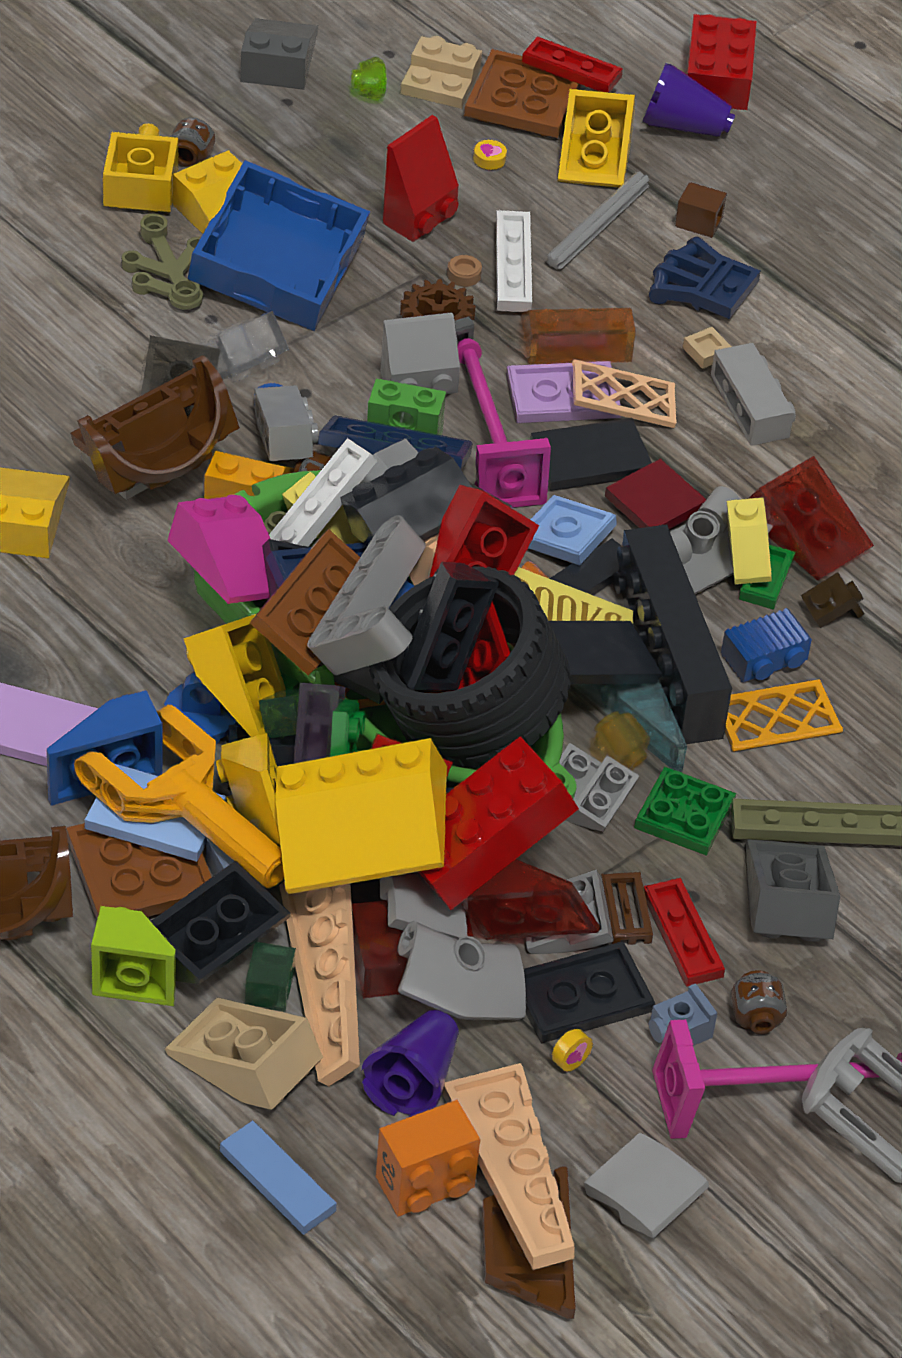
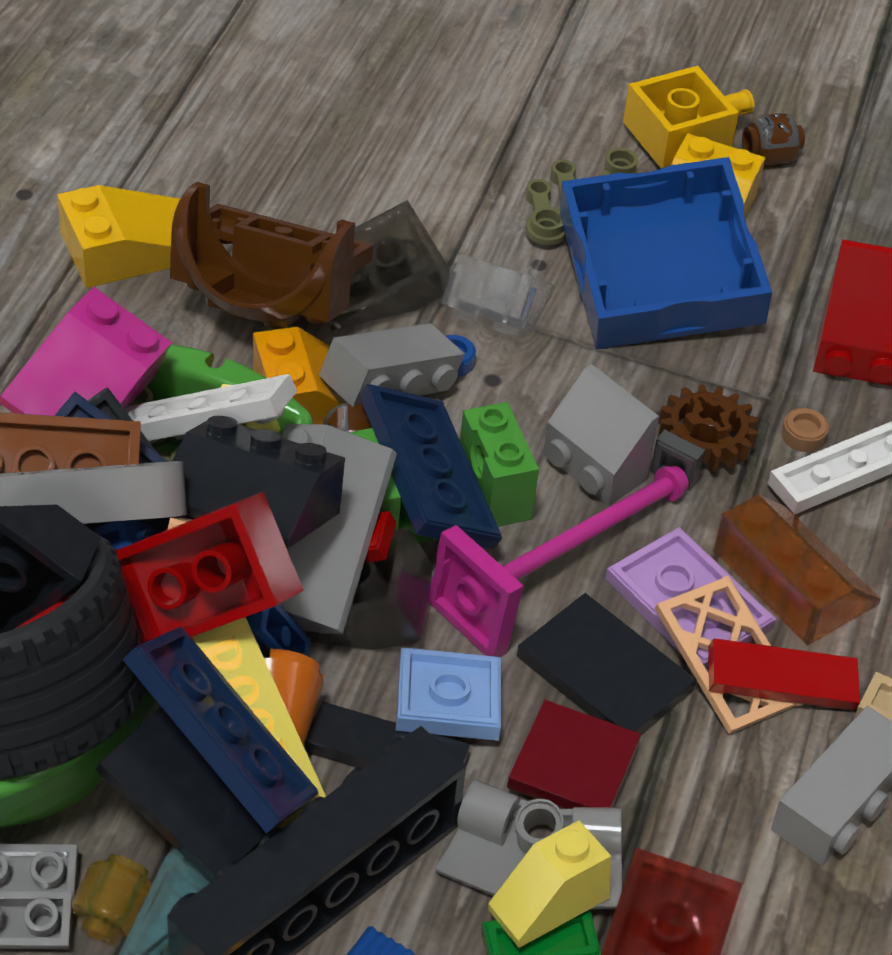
camera: 60 degrees right, 0 degrees up
(602, 609) = (221, 727): none -> dark blue tile
(657, 377) = (783, 674): none -> red tile

